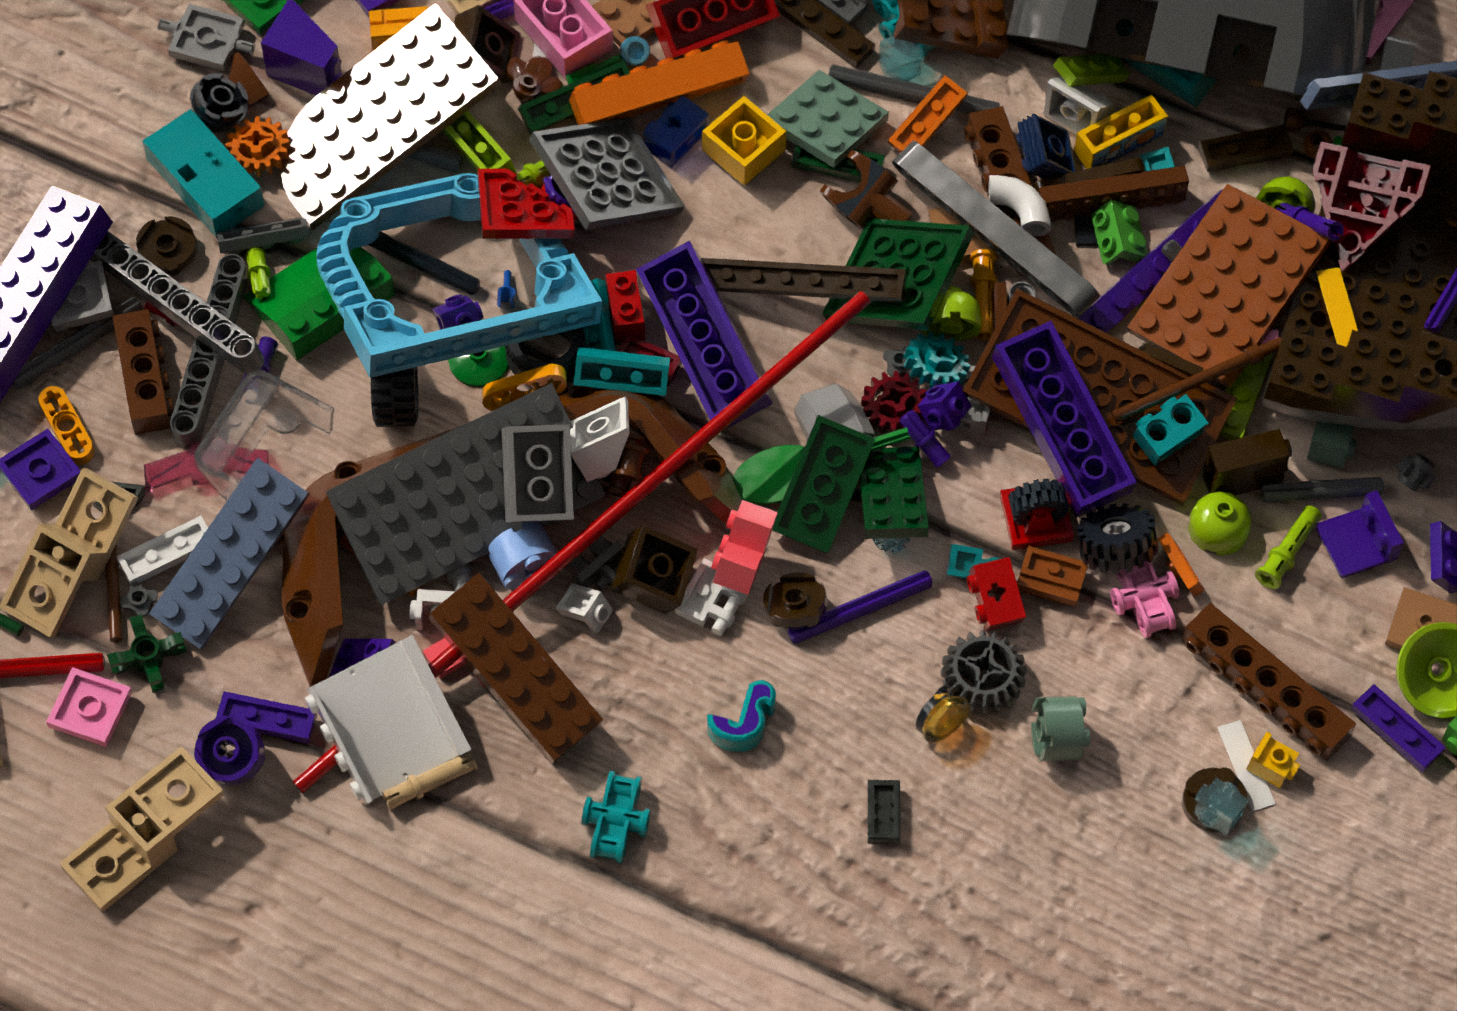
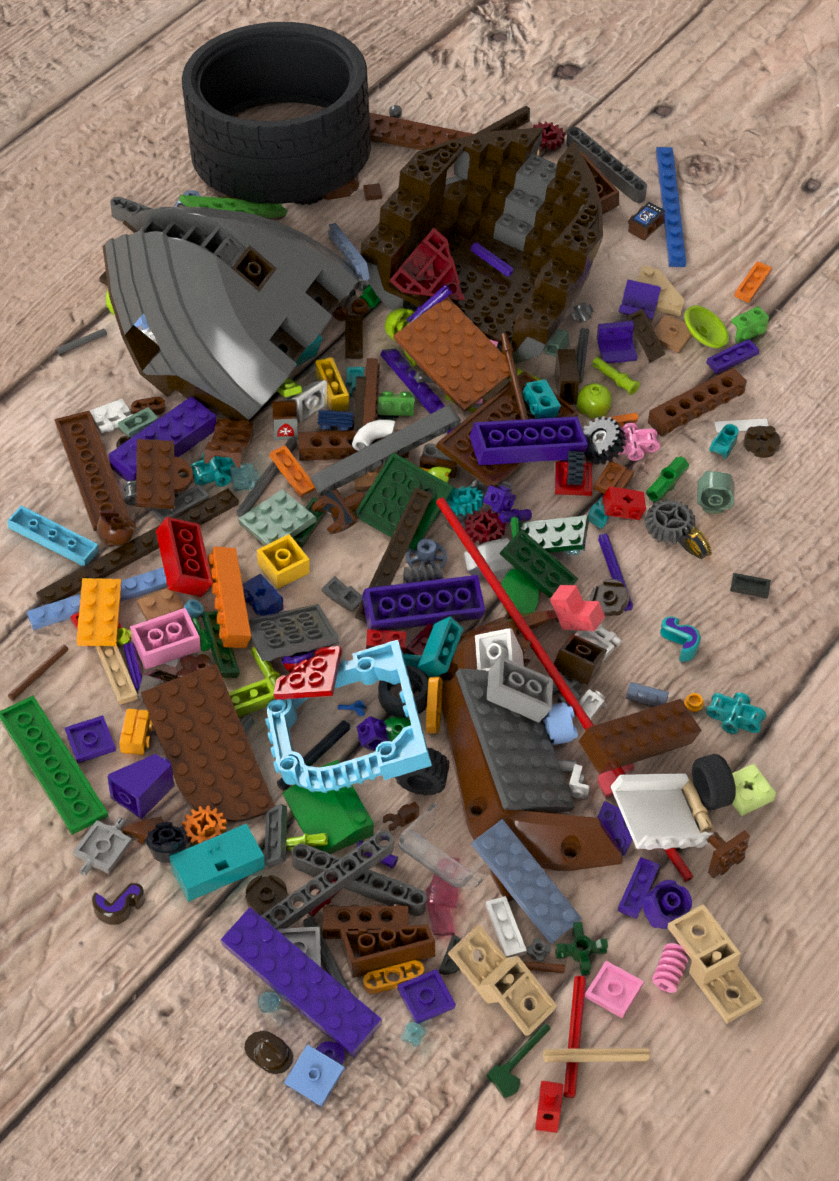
camera: 80 degrees left, 10 degrees down
(98, 397) = (386, 947): none -> reddish brown wedge
(115, 80) = (120, 908): none -> dark brown animal
(119, 773) = (670, 968): none -> bright pink piece
(329, 389) = (404, 816): none -> reddish brown plate
(338, 825) = (727, 852): none -> reddish brown plate
(458, 787) = (713, 781): none -> black tyre
(472, 869) = (751, 790): none -> yellowish green brick
(620, 683) = (646, 694): none -> sand blue axle
(625, 755) = (694, 702): none -> light orange plate
(716, 233) = (341, 594): none -> dark grey slope
(767, 332) = (422, 574): none -> dark grey piece
(815, 318) = (426, 553): none -> sand blue wheel
(1035, 86) = (284, 420): none -> piece
(1093, 663) = (667, 479): none -> green piece
(1185, 736) = (725, 440): none -> teal piece
(1220, 805) = (775, 432): clear light blue brick -> none
(1273, 761) = (748, 406): yellow brick -> none
(1337, 304) = (496, 308): yellow sticker -> none
(1392, 577) = (646, 335): none -> dark brown plate

